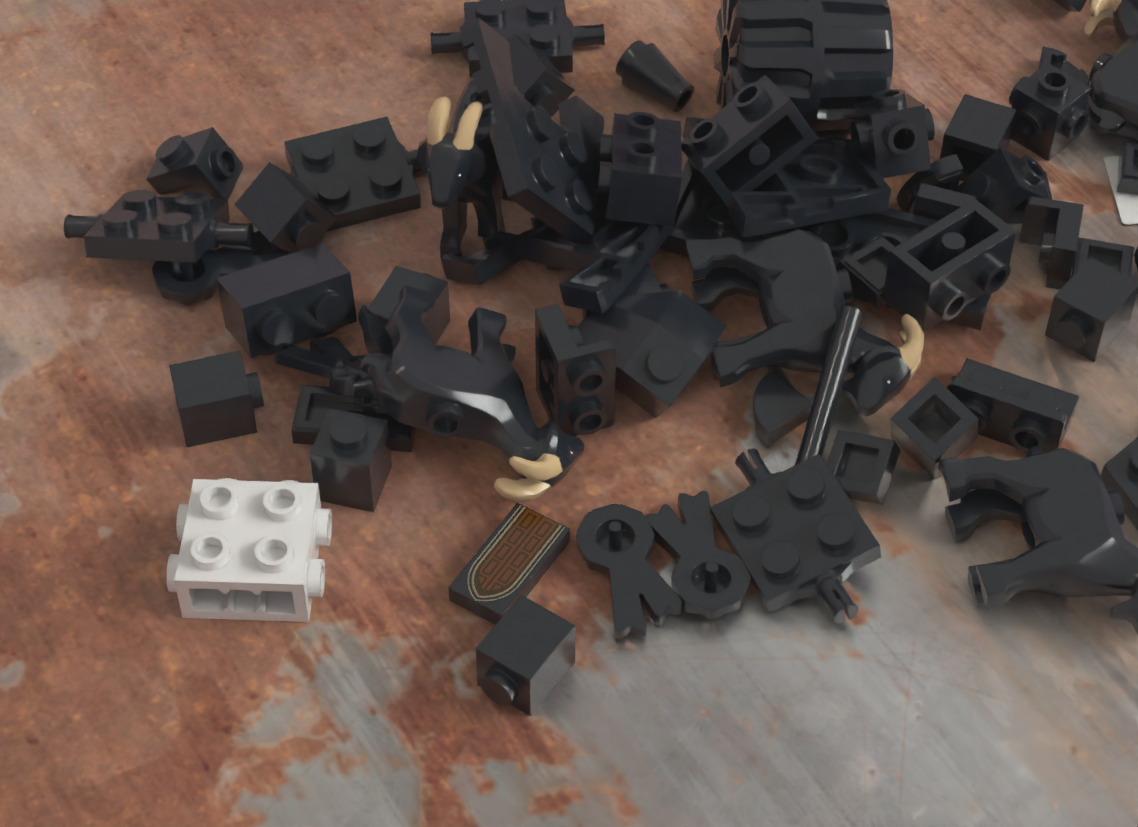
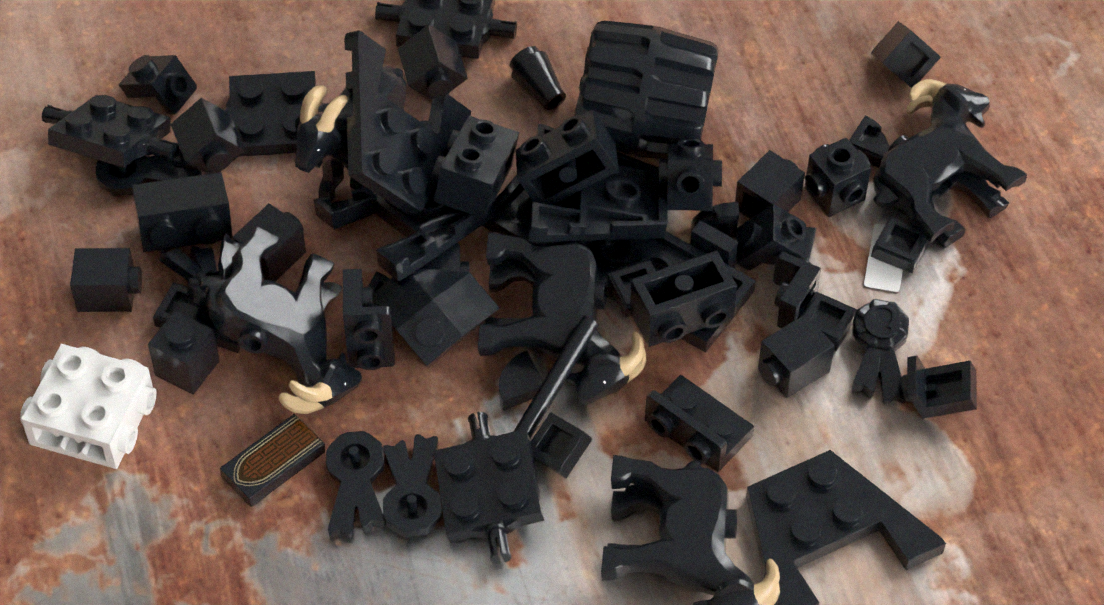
camera: 15 degrees right, 5 degrees up
(525, 656) = (252, 534): black brick -> none
(934, 427) = (621, 427): black brick -> none

